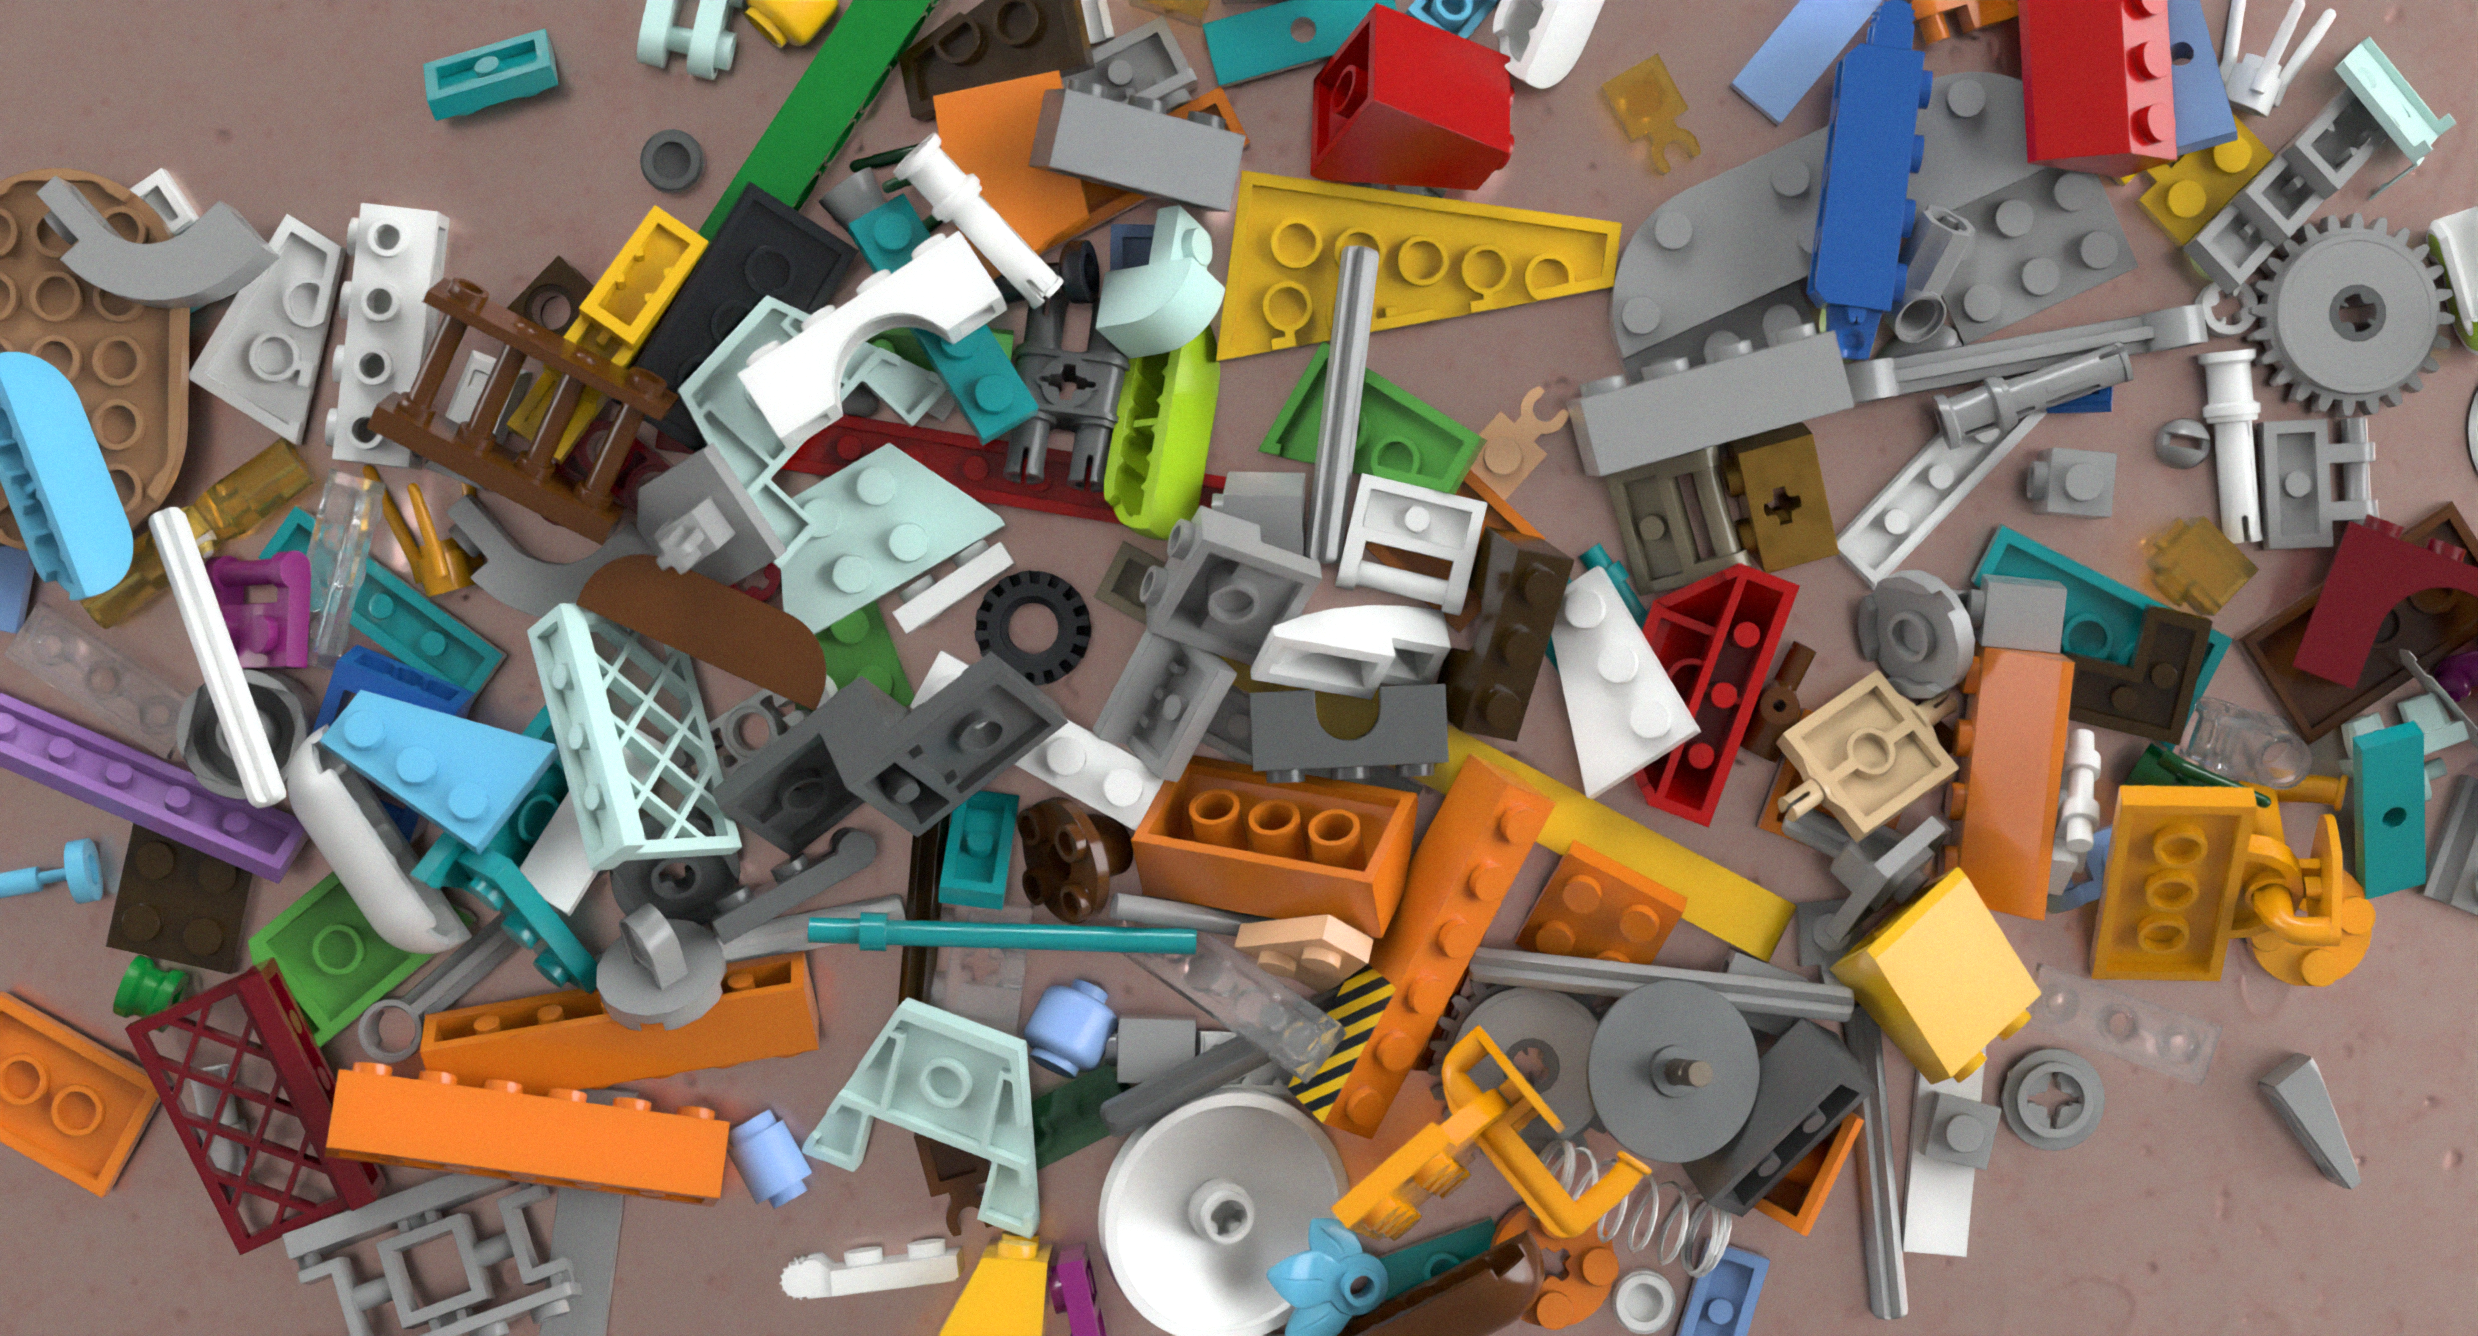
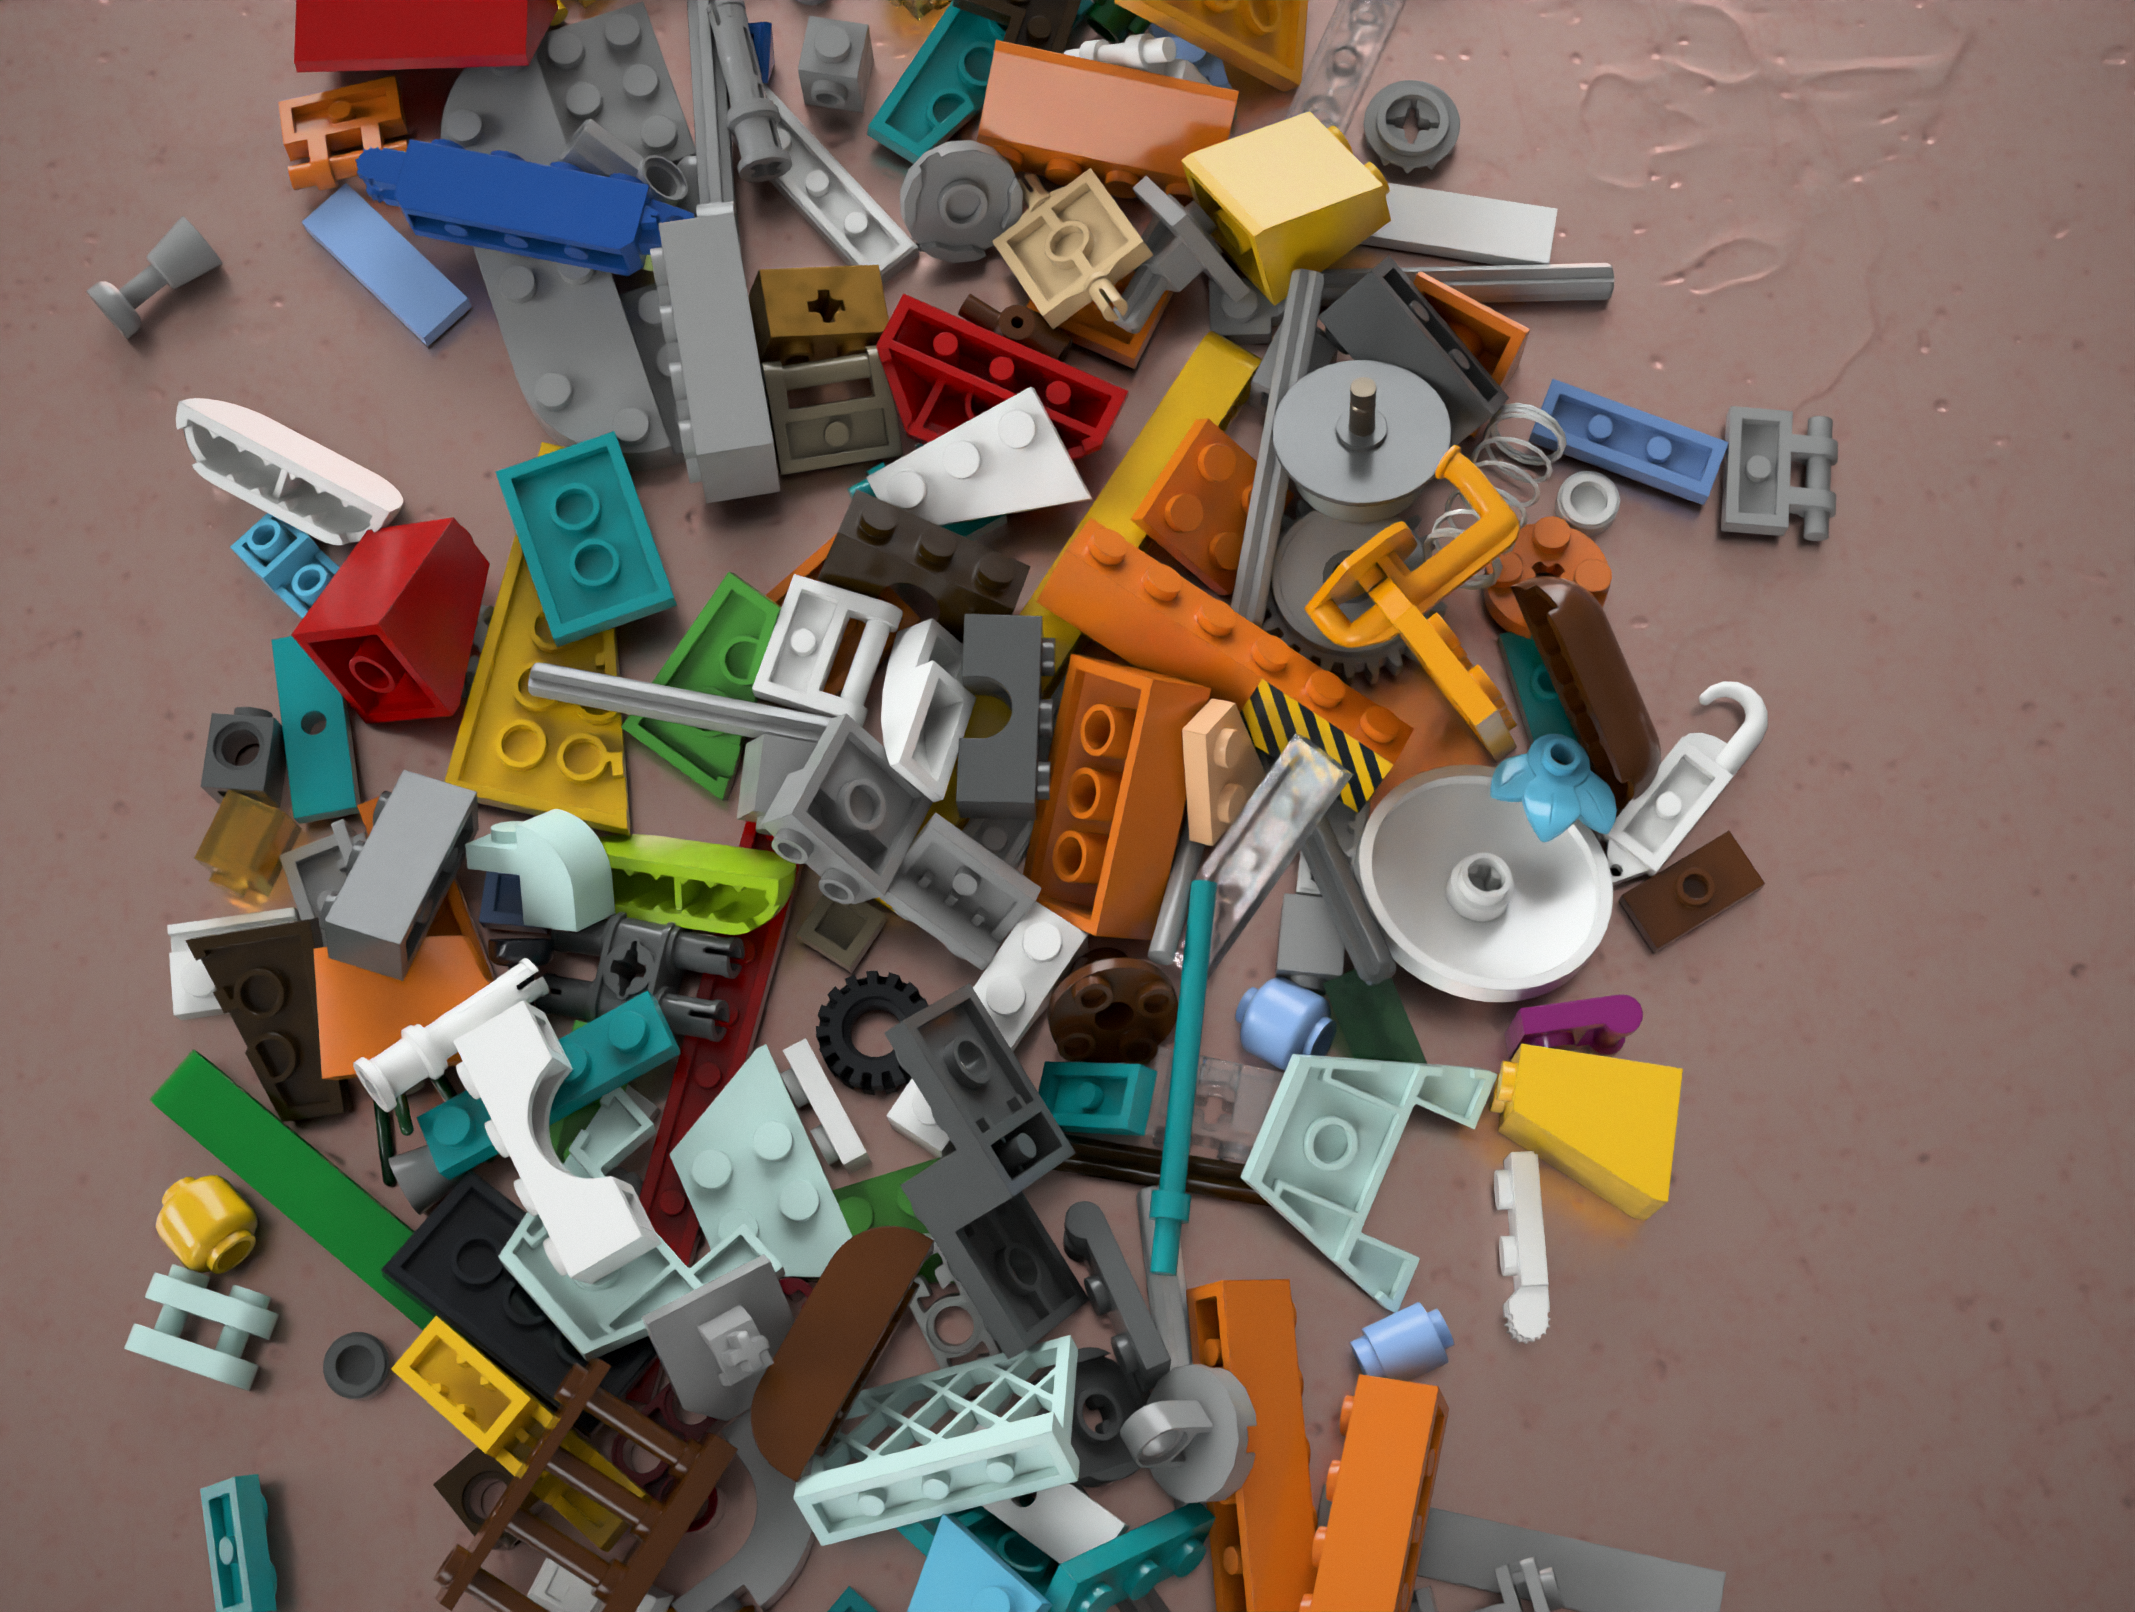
camera: 80 degrees left, 15 degrees down
(954, 1173) = (1424, 1156): reddish brown plate -> none
(1511, 448) = (750, 558): light nougat plate -> none
(1512, 284) = (585, 539): none -> teal plate
(1647, 104) = (434, 414): clear yellow plate -> none
(1960, 1130) = (1436, 201): light grey plate -> none
(2018, 613) = (950, 104): light grey brick -> none

